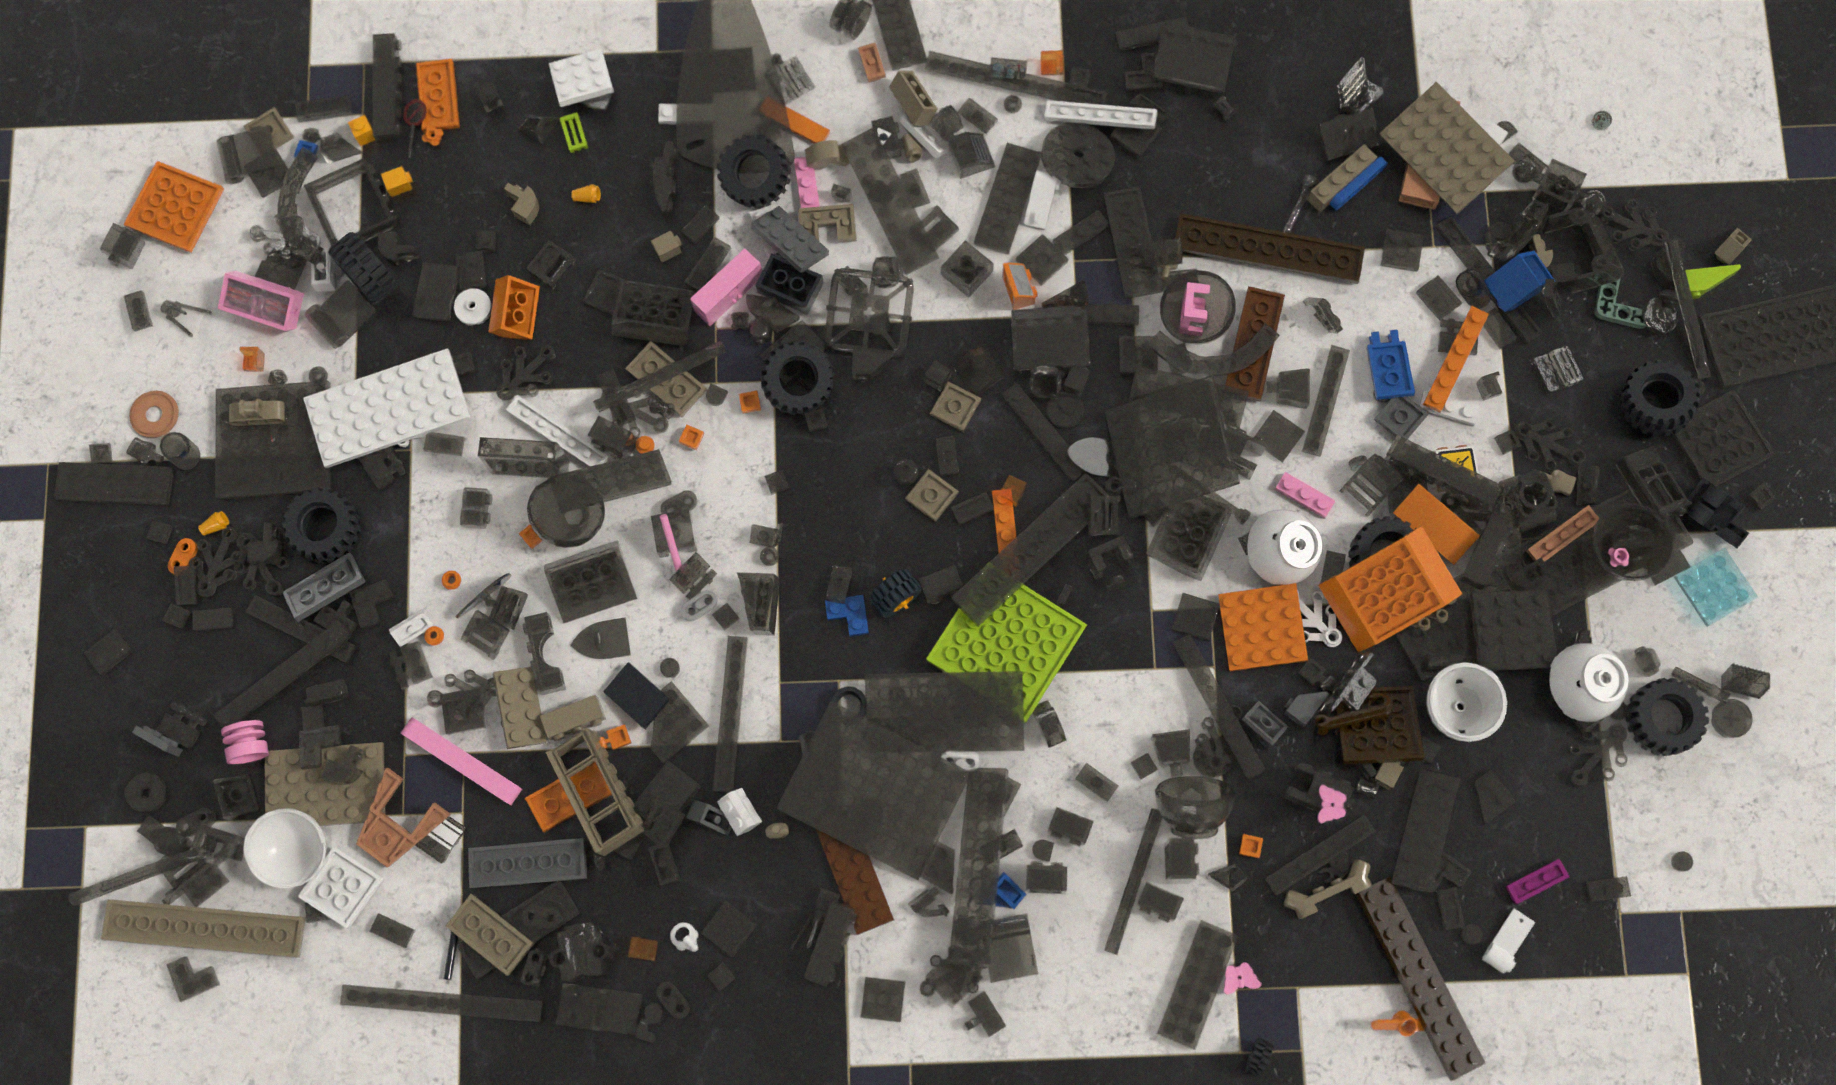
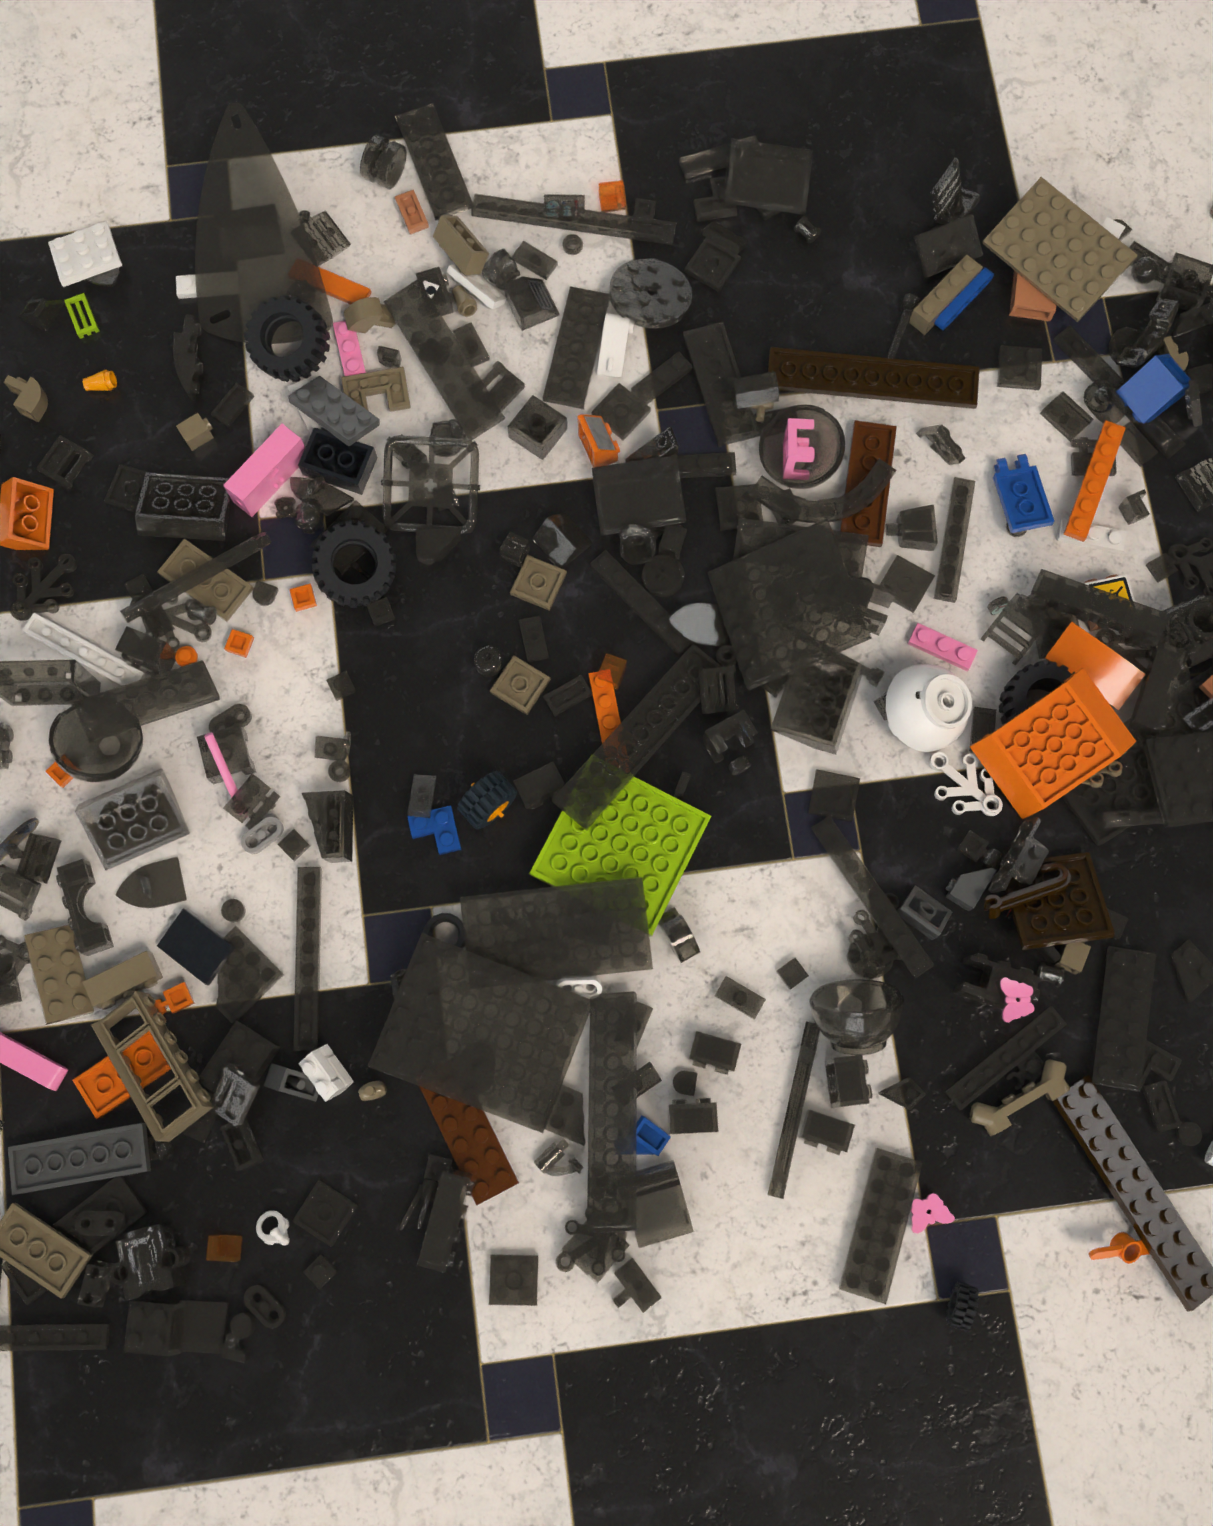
camera: 10 degrees left, 0 degrees up
(708, 264) = (244, 446): clear smoke plate -> none
(1101, 114) = (672, 247): white plate -> none
(1172, 750) = (823, 951): clear smoke torso -> none
(1251, 846) = (925, 1055): orange plate -> none
(1263, 627) = (912, 800): orange plate -> none
(1401, 416) = (1040, 550): dark grey plate -> none
(1479, 693) = (1171, 862): white piece -> none

